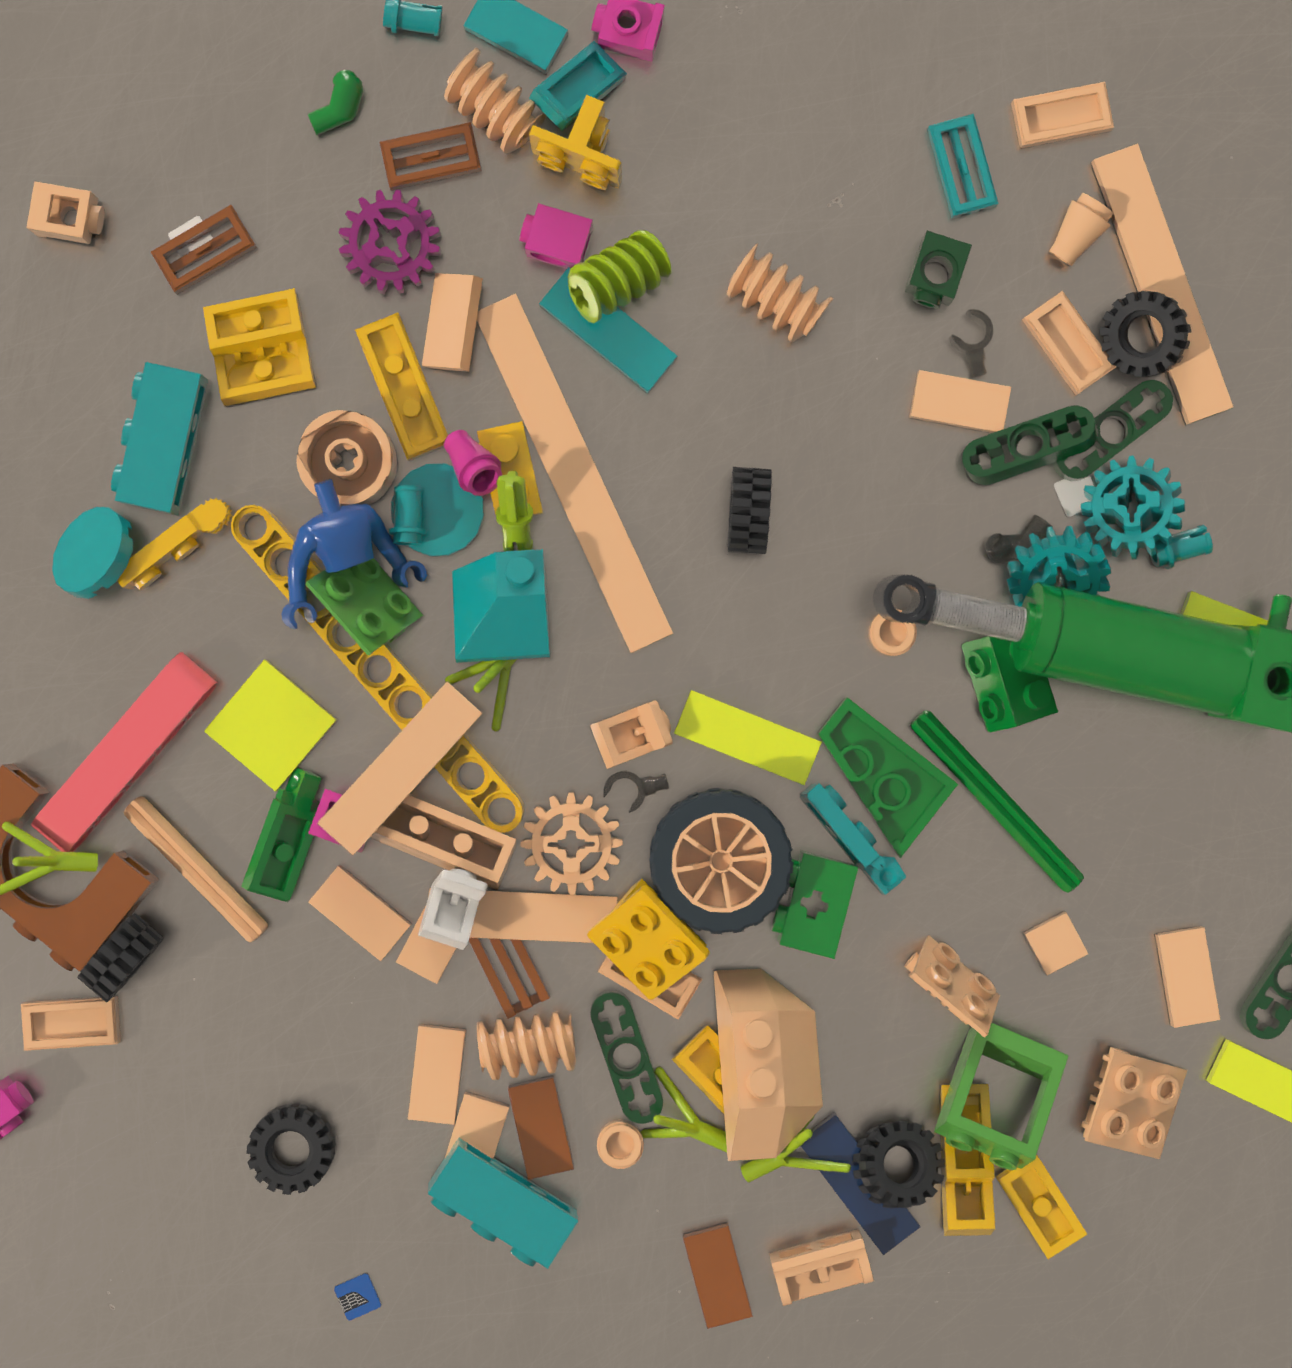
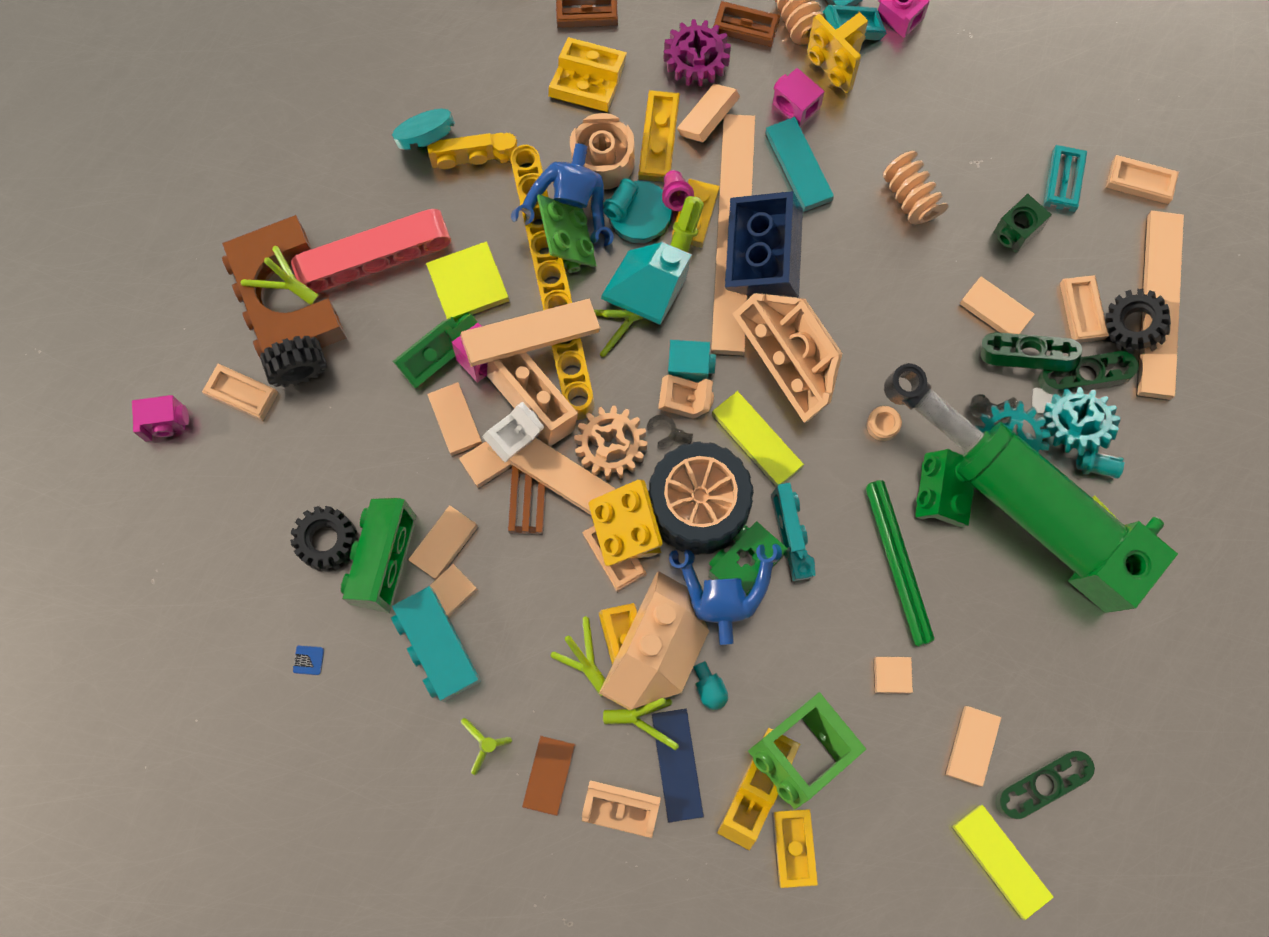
camera: 30 degrees right, 15 degrees down
(159, 438) = (501, 90): teal brick -> none
(195, 869) = (371, 341): light nougat axle -> none
(370, 1137) = (379, 554): none -> green slope
(526, 1046) = (510, 552): light nougat piece -> none
(540, 1127) = (489, 613): dark orange tile -> none
(614, 685) = (691, 360): none -> teal brick
(618, 275) = (823, 129): lime piece -> none
(620, 1144) = (534, 652): light nougat tile -> none
(626, 481) = (764, 244): none -> dark blue slope
(631, 1289) = (485, 744): none -> lime plant
(649, 1085) = (566, 570): dark green beam -> none
(736, 611) = (793, 348): none -> light nougat wedge
(749, 510) = (833, 296): black tyre -> none
(813, 972) = (724, 599): none -> blue piece
(850, 1074) = (710, 687): none -> teal cylinder
(886, 773) = (835, 505): green wing -> none
(925, 1161) = (730, 755): black tyre -> none
(966, 993) = (808, 645): light nougat hinge -> none
(975, 352) = (1021, 283): clear smoke piece -> none
(1081, 227) = (1125, 244): light nougat cone -> none
(1133, 1103) = (895, 812): light nougat hinge -> none

